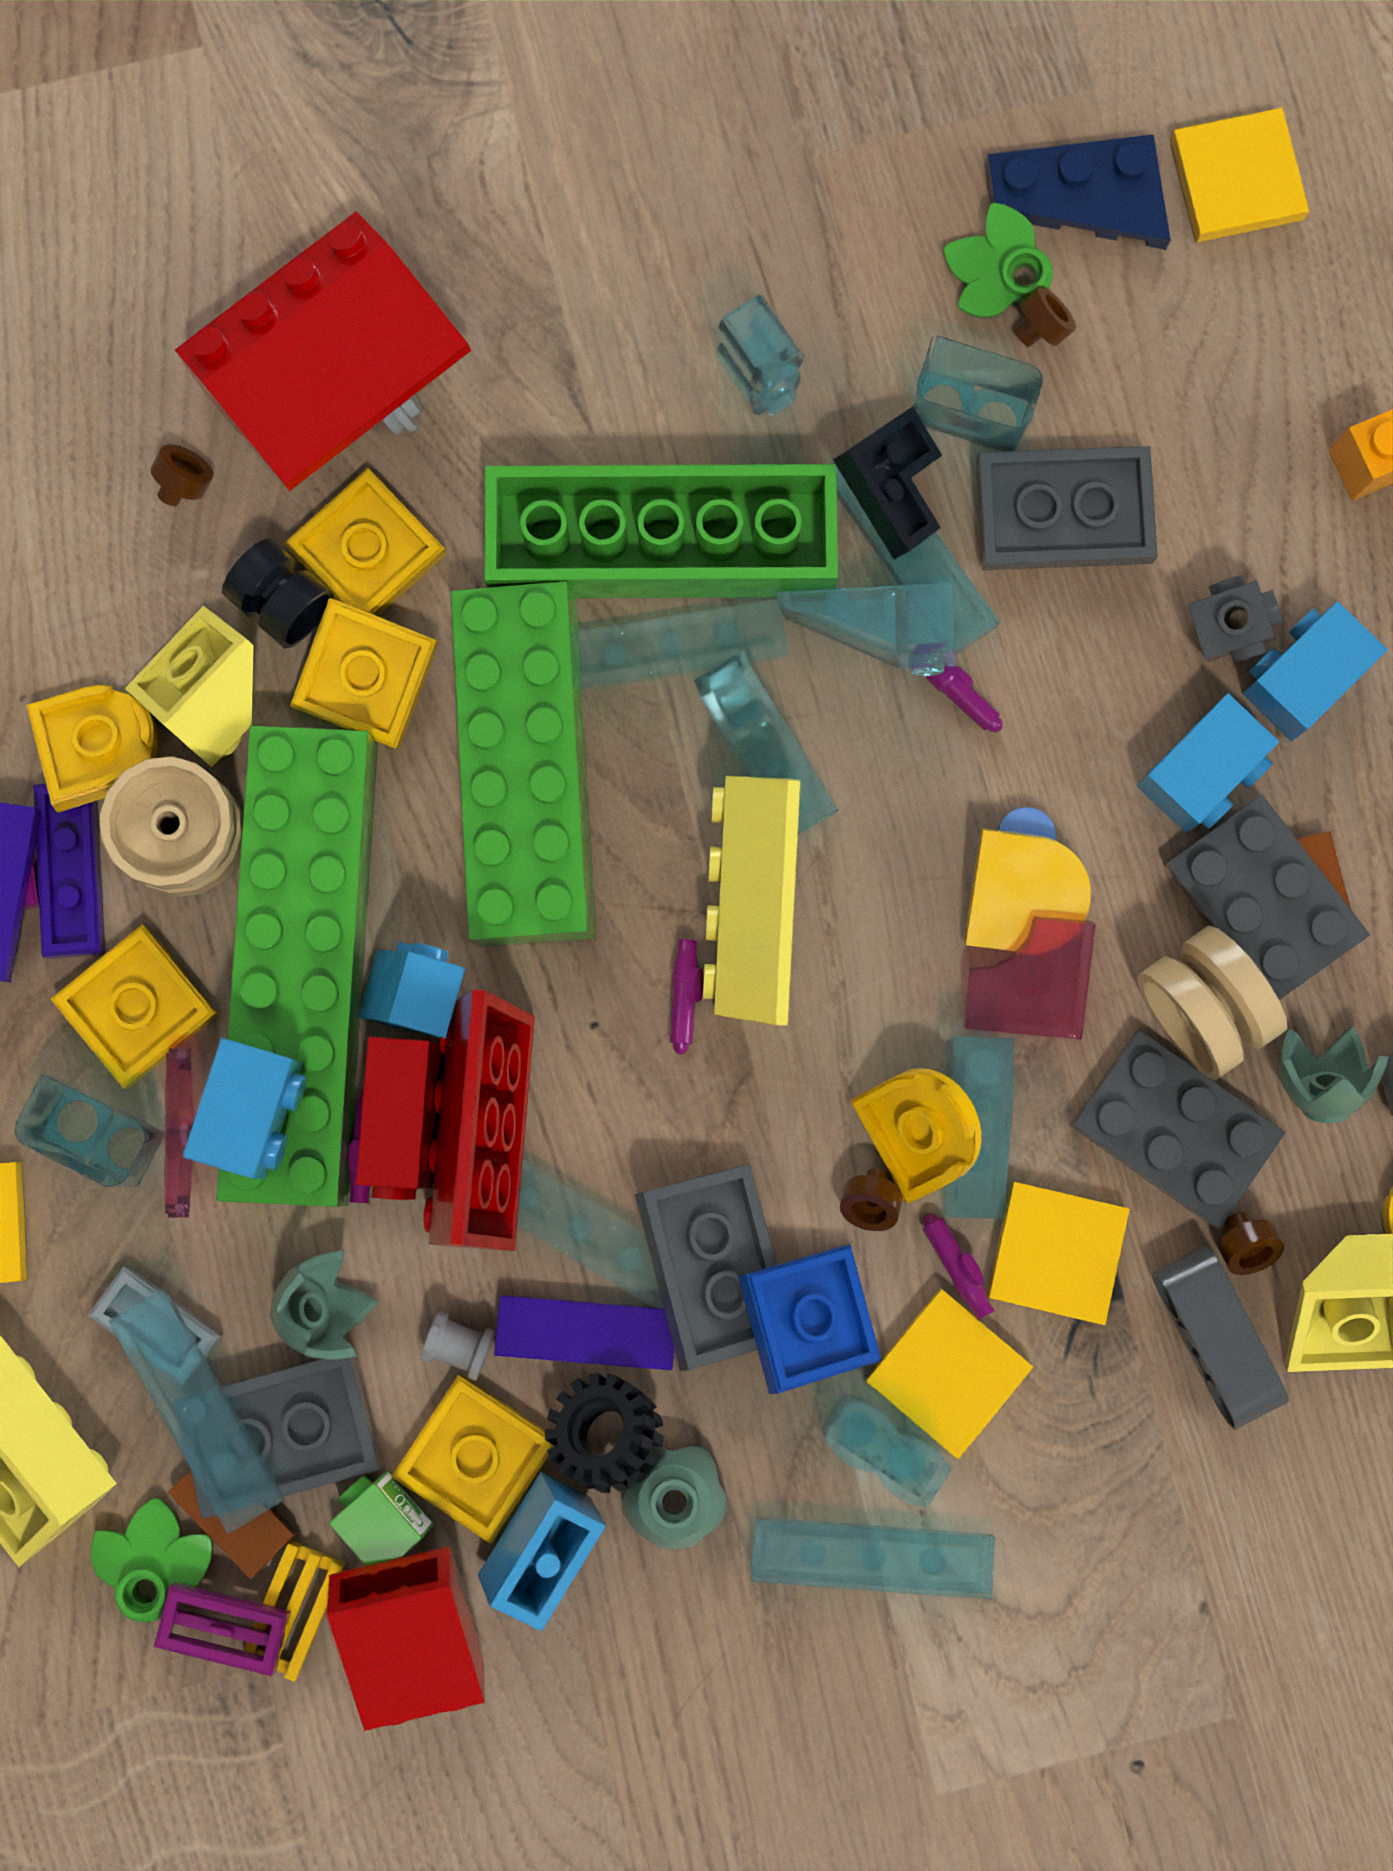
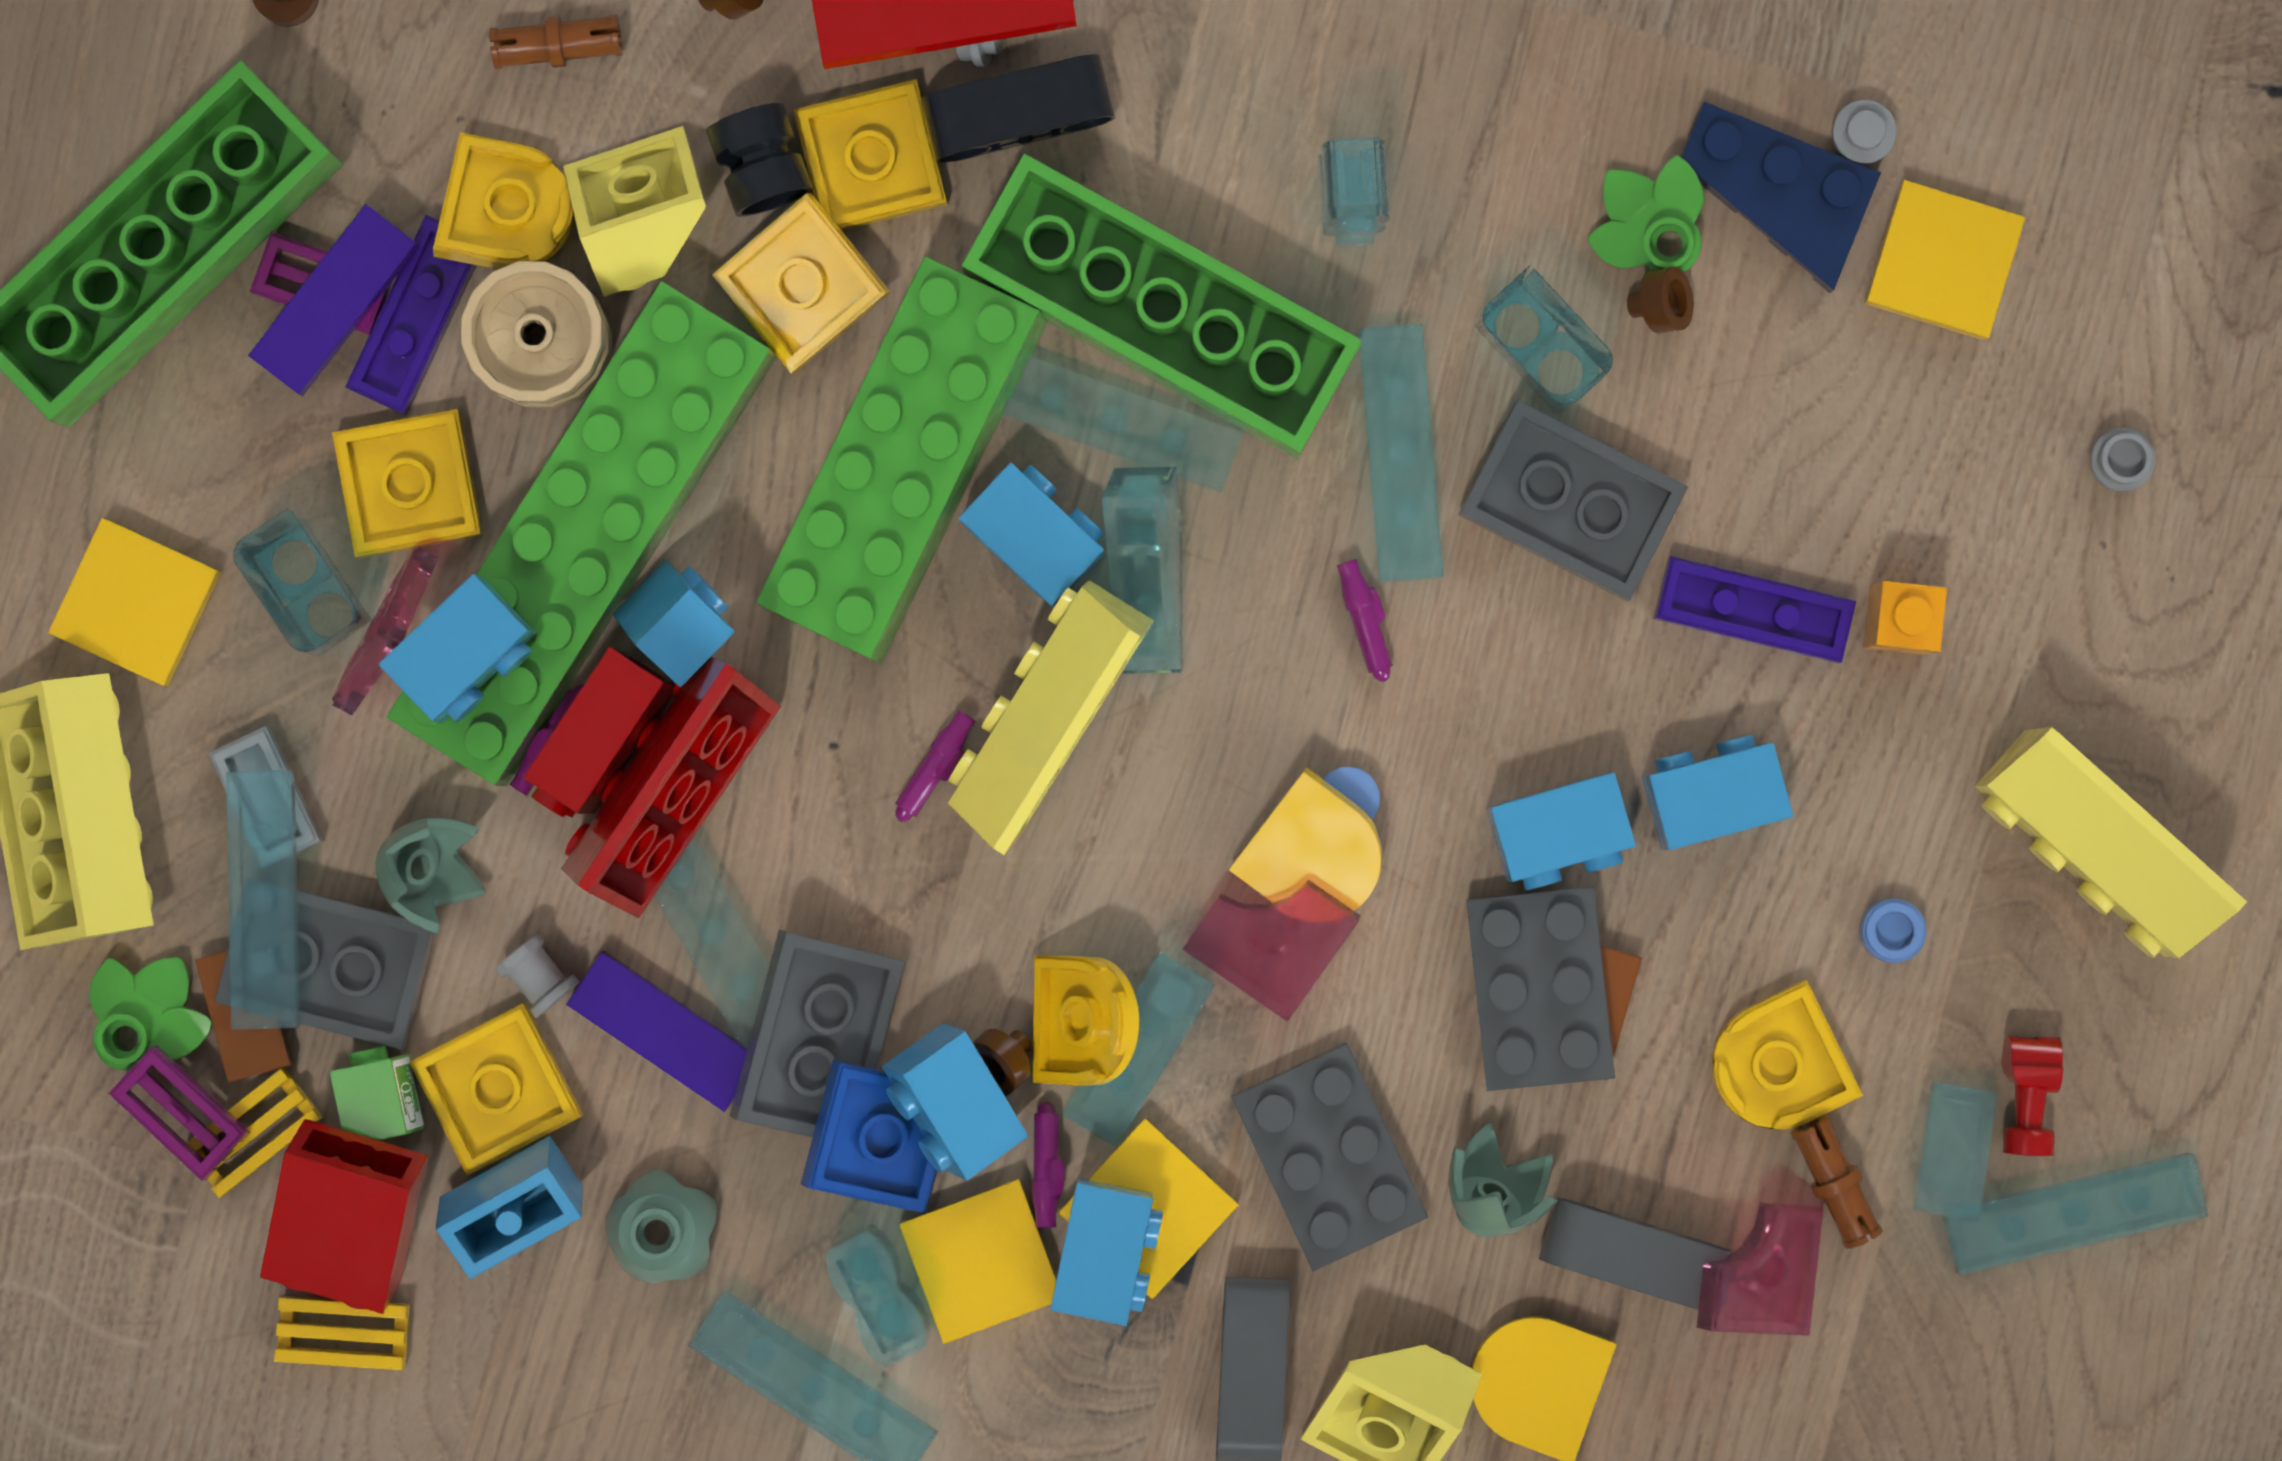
camera: 30 degrees right, 5 degrees up
(65, 594) = (555, 41): none -> dark orange pin
(412, 1759) = (287, 1329): none -> yellow tile
(460, 445) = (1017, 108): none -> black beam
(579, 1413) = (613, 1104): black tyre -> none
(659, 765) = (1033, 533): none -> dark azure brick
(856, 1255) = (953, 1102): none -> dark azure brick
(881, 475) = (1399, 380): black plate -> none
(891, 623) = (1338, 527): clear light blue slope -> none
(1049, 1308) = (1104, 1252): none -> dark azure brick
(1121, 112) = (1864, 131): none -> light grey plate
(1212, 1002) = (1429, 1056): tan wheel -> none
(1213, 614) = (1646, 698): dark grey brick -> none
(1249, 1244) = (1331, 1302): reddish brown tile -> none
(1253, 516) = (1754, 610): none -> dark purple tile

